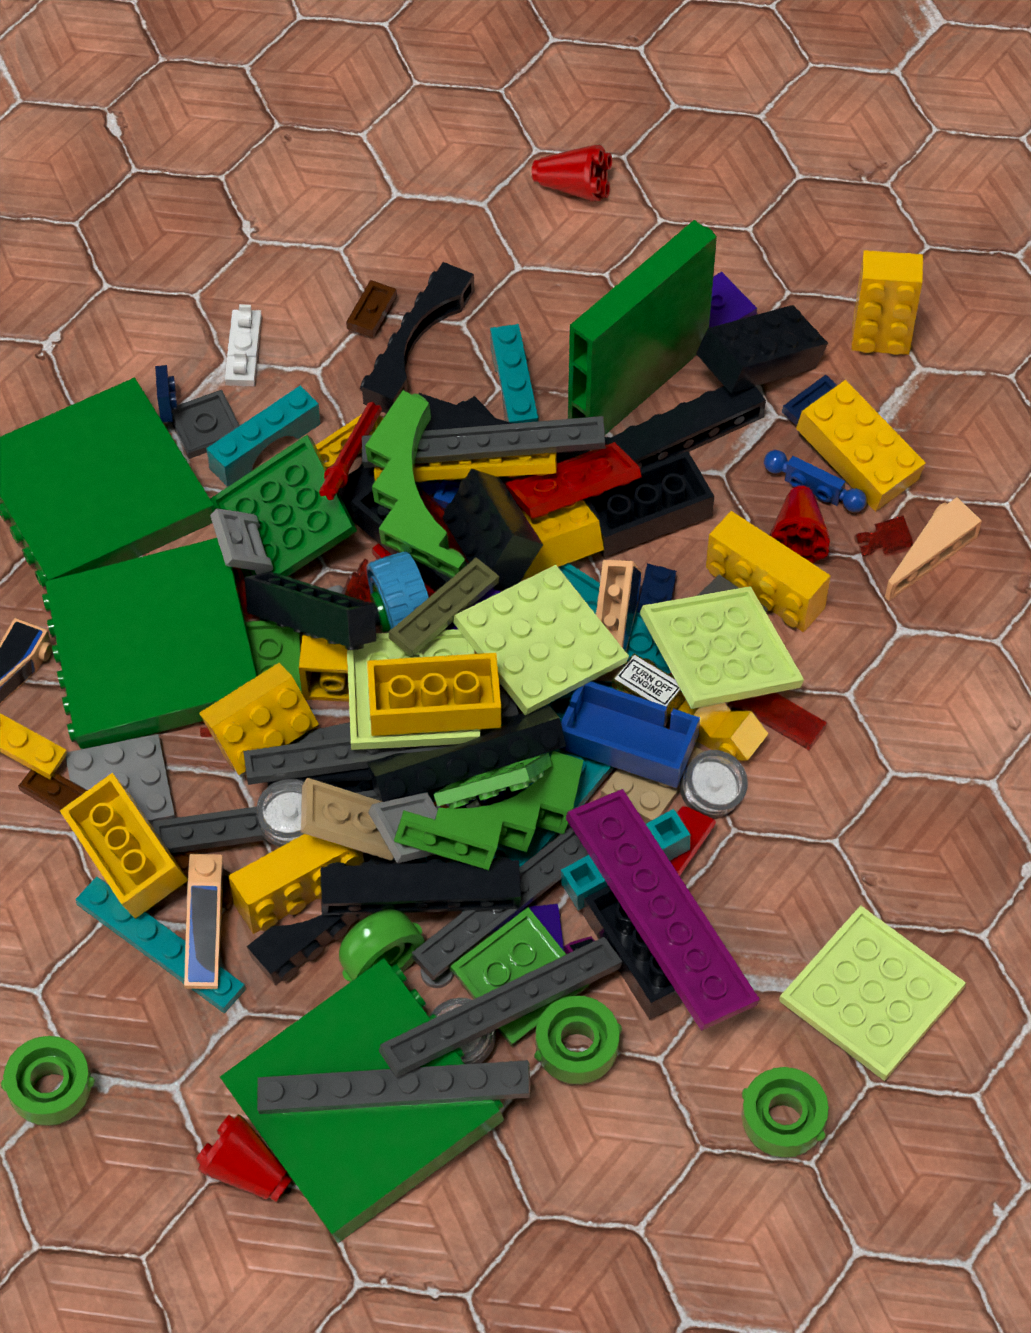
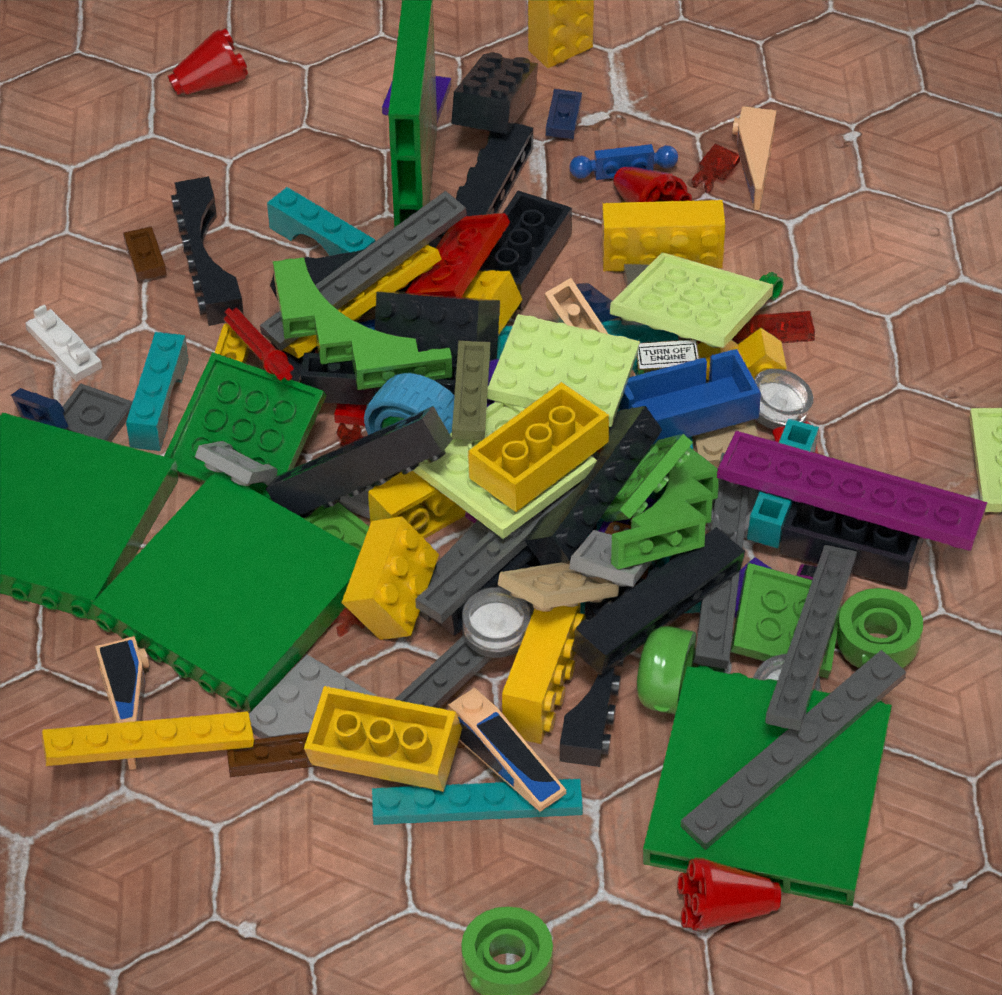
camera: 40 degrees left, 10 degrees down
(818, 677) = (777, 283): none -> green plate
(860, 445) = (633, 114): yellow brick -> none

